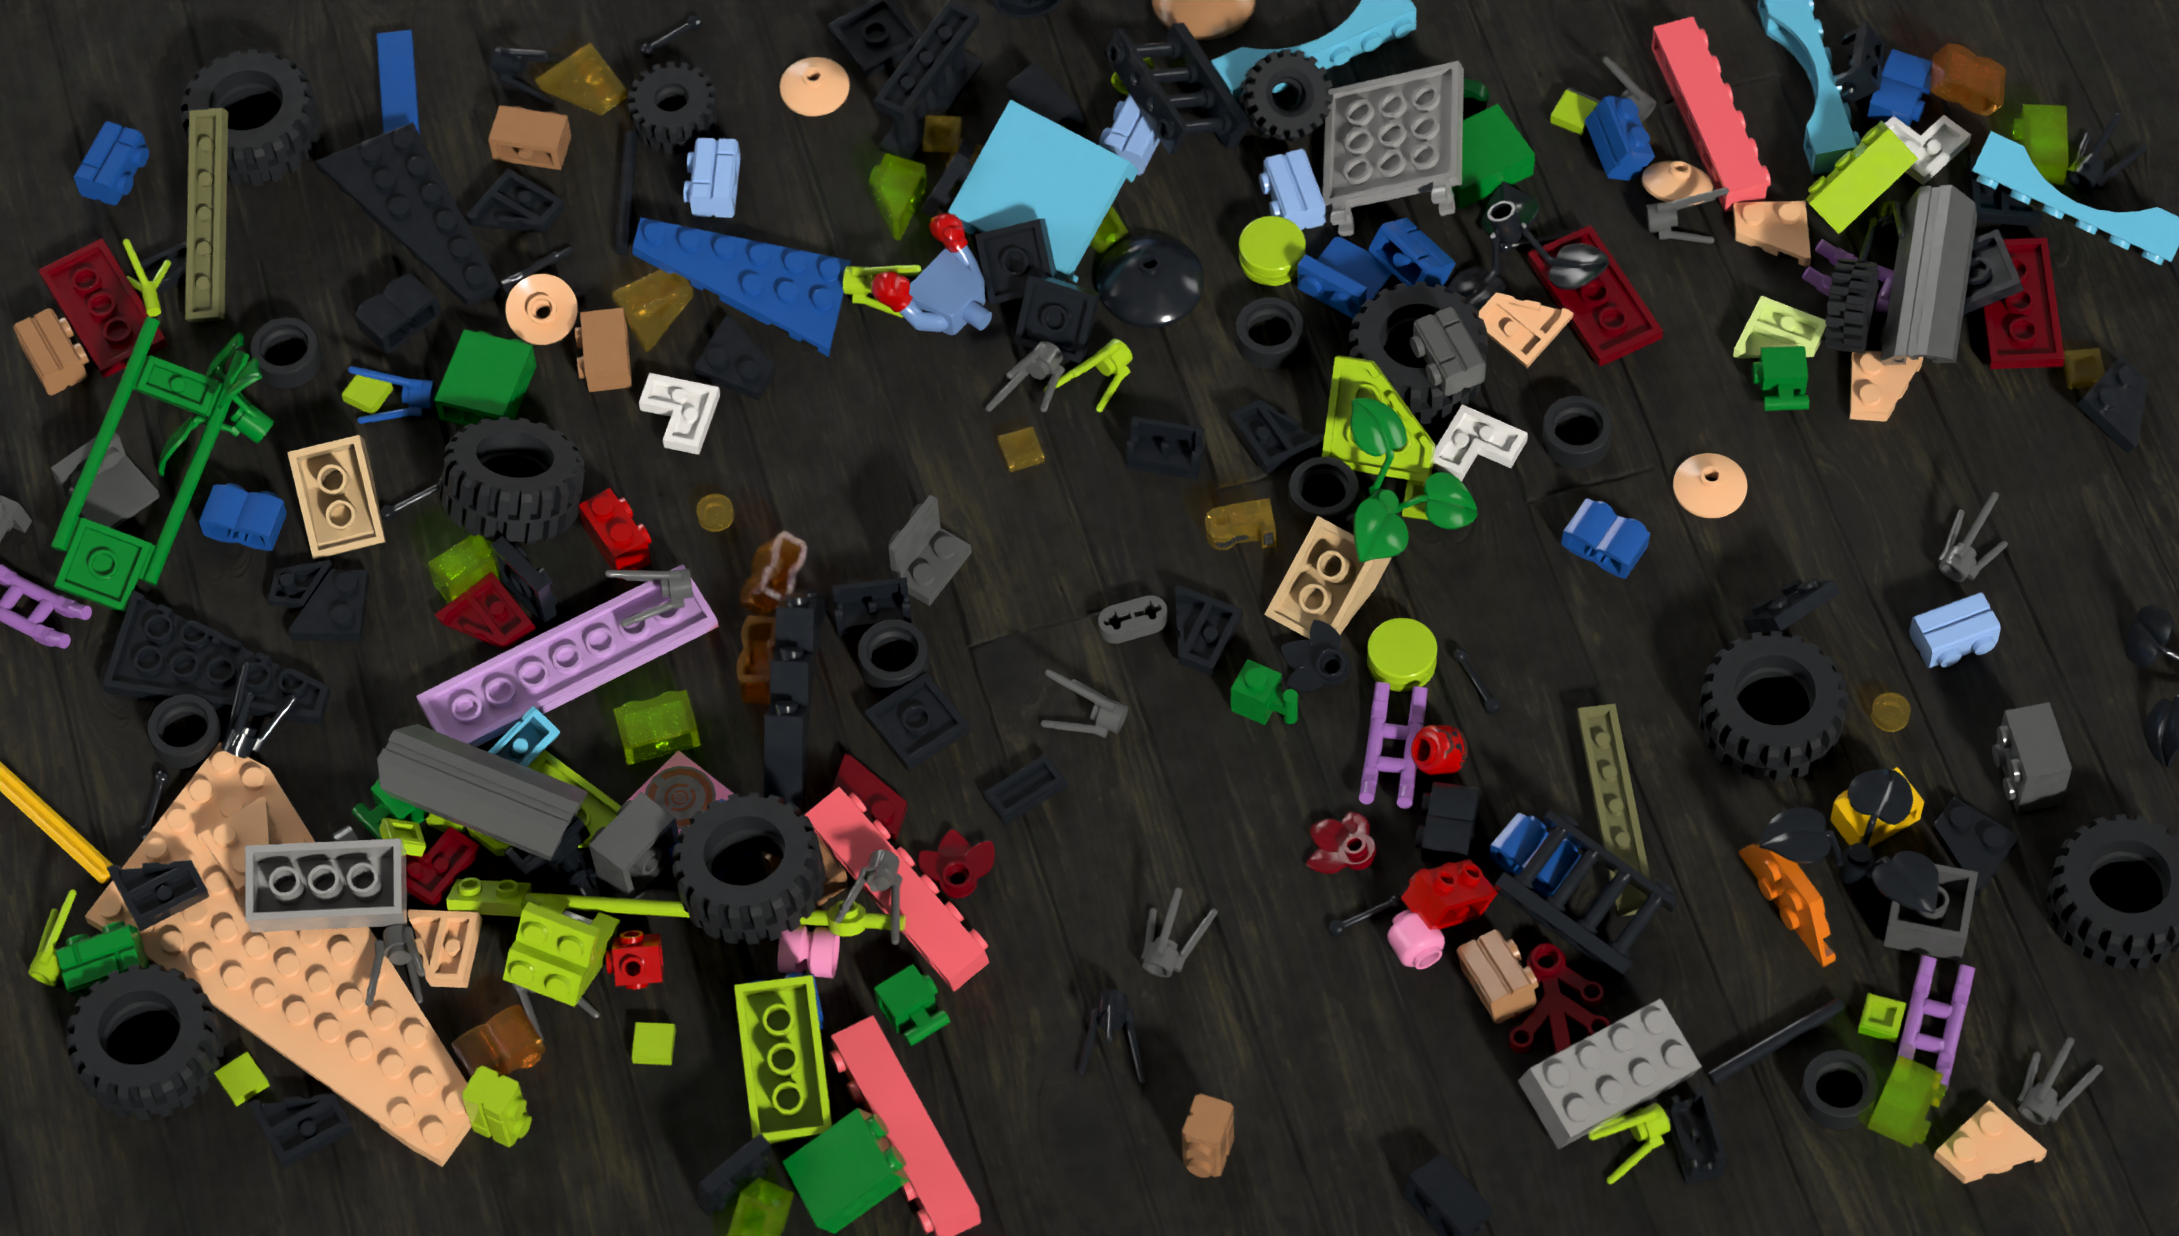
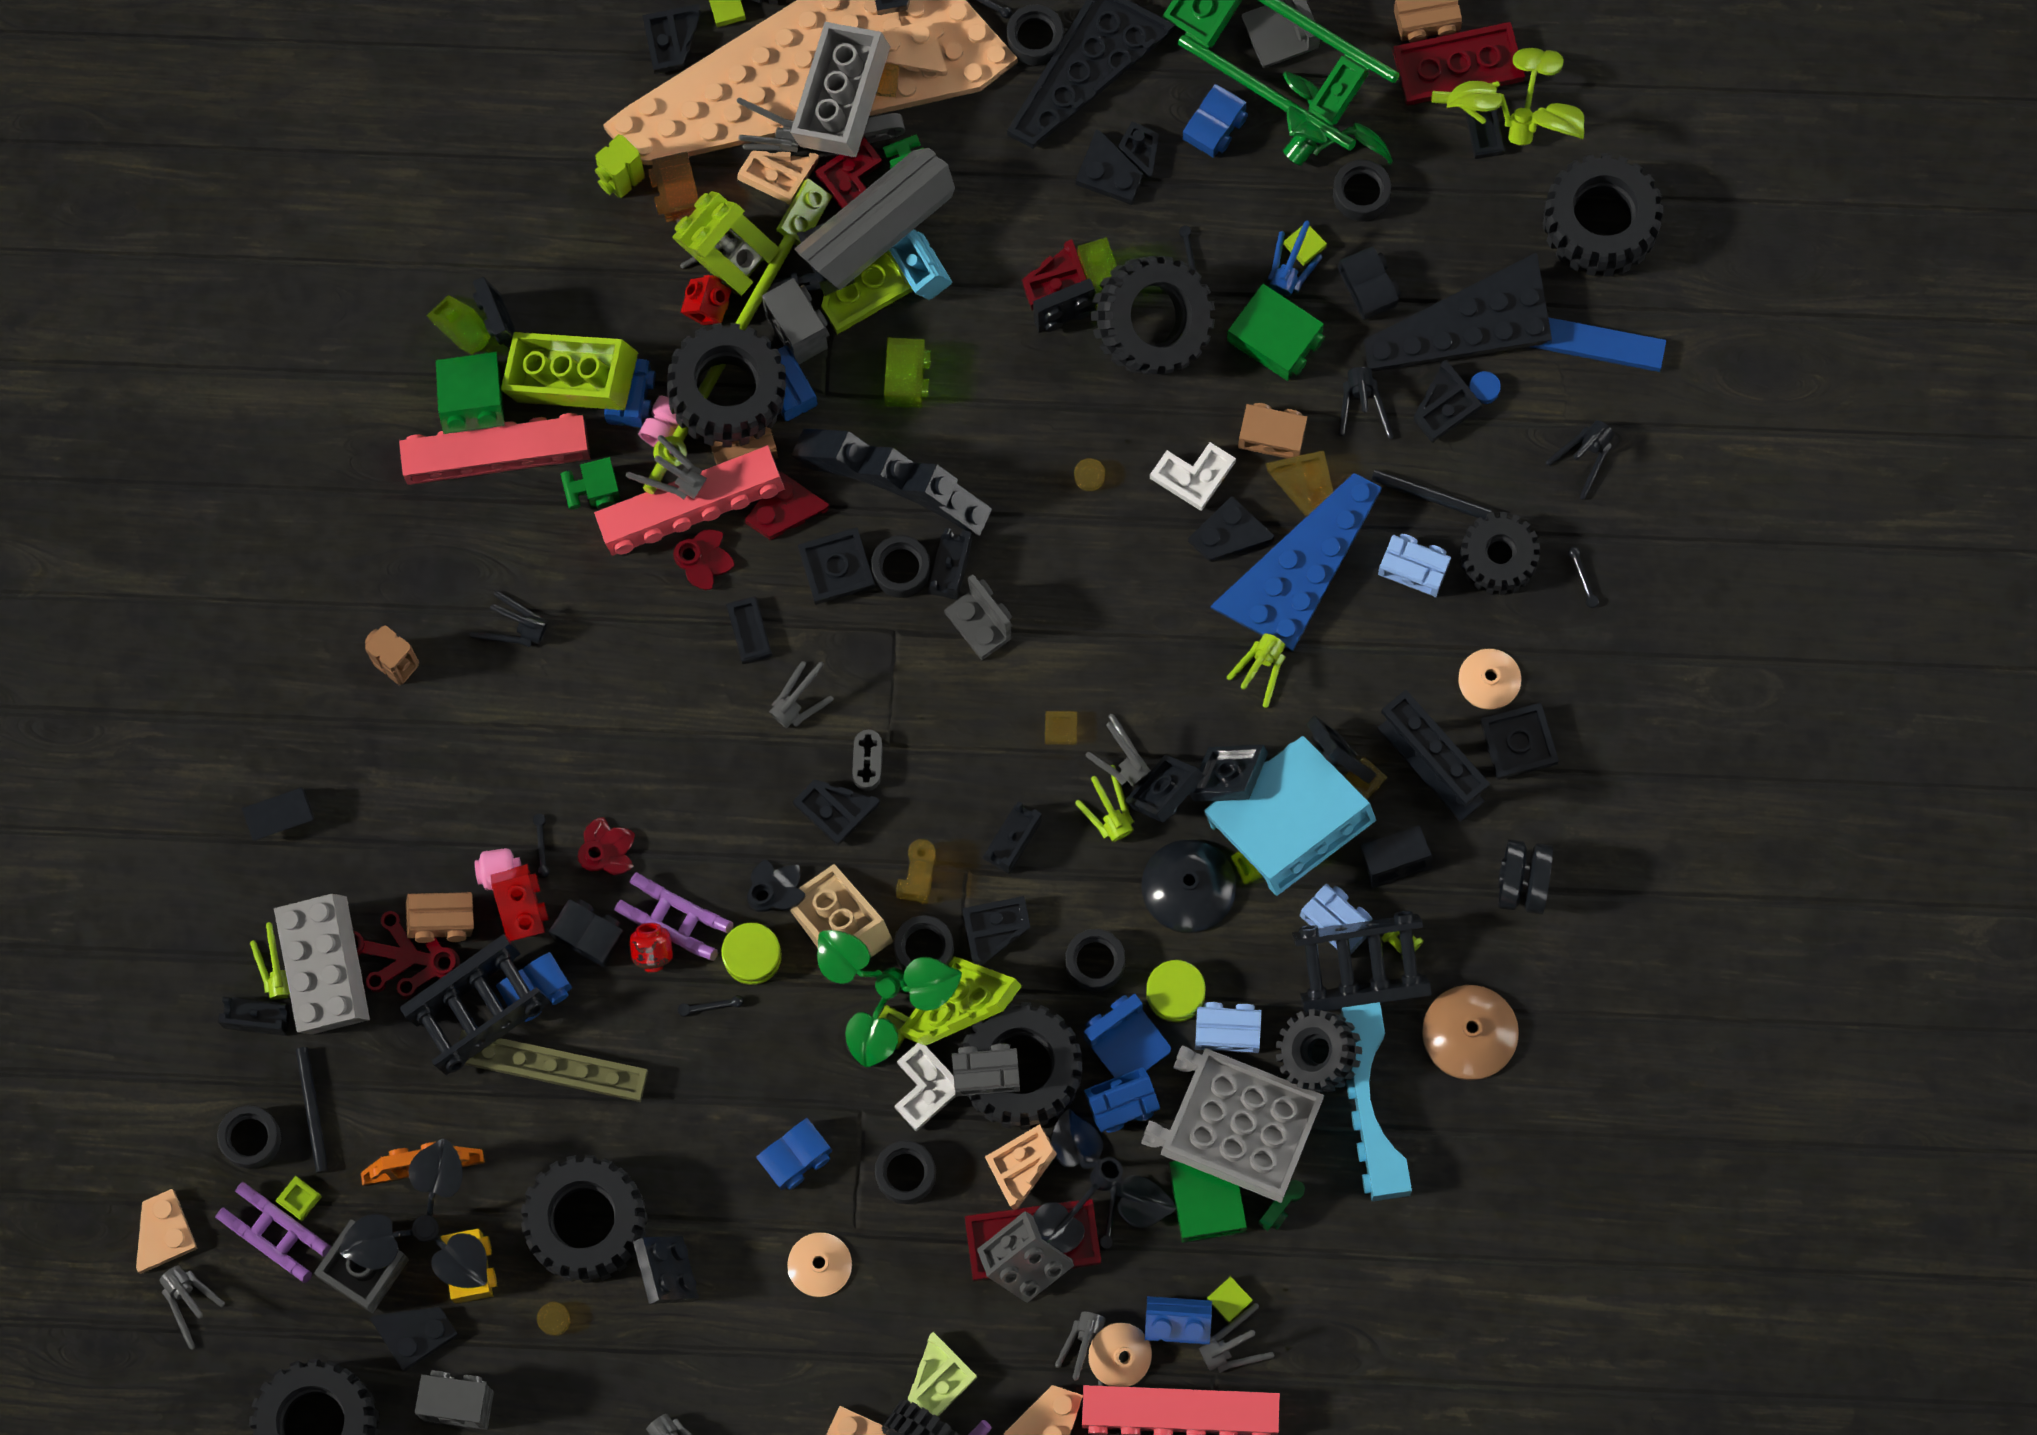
camera: 110 degrees right, 15 degrees up
(111, 164) = (1601, 101): blue brick -> none
(151, 248) = (1523, 122): none -> lime plant
(206, 215) = (1505, 152): olive plate -> none
(241, 736) = (1014, 72): black plant -> none
(337, 496) = (1209, 194): tan slope -> none
(408, 832) = (873, 160): lime tile -> none
(482, 177) = (1485, 387): none -> blue tile
(530, 137) = (1510, 431): medium nougat brick -> none
(539, 292) = (1321, 384): light nougat dish -> none
(563, 663) = (991, 326): lavender plate -> none
(584, 81) = (1554, 493): clear yellow wing -> none
(614, 532) = (1091, 389): red brick -> none
(653, 1043) = (640, 297): lime tile -> none
(674, 584) = (1018, 416): dark grey plant -> none
(683, 789) = (839, 374): tile -> none
(753, 663) = (922, 451): clear orange brick -> none
(773, 573) = (998, 489): clear orange brick -> none
(898, 190) = (1345, 705): clear neon green slope -> none
(942, 133) = (1391, 760): clear yellow tile -> none
(946, 291) = (1227, 710): medium blue torso -> none
(1162, 955) = (565, 680): dark grey plant -> none
(1259, 693) = (756, 828): green brick -> none
(1621, 284) = (1022, 1259): none -> dark grey bracket
(1782, 378) = (894, 1363): green brick -> none
(1906, 1102) = (210, 1176): clear neon green brick -> none
(1955, 631) = (600, 1398): light blue brick -> none

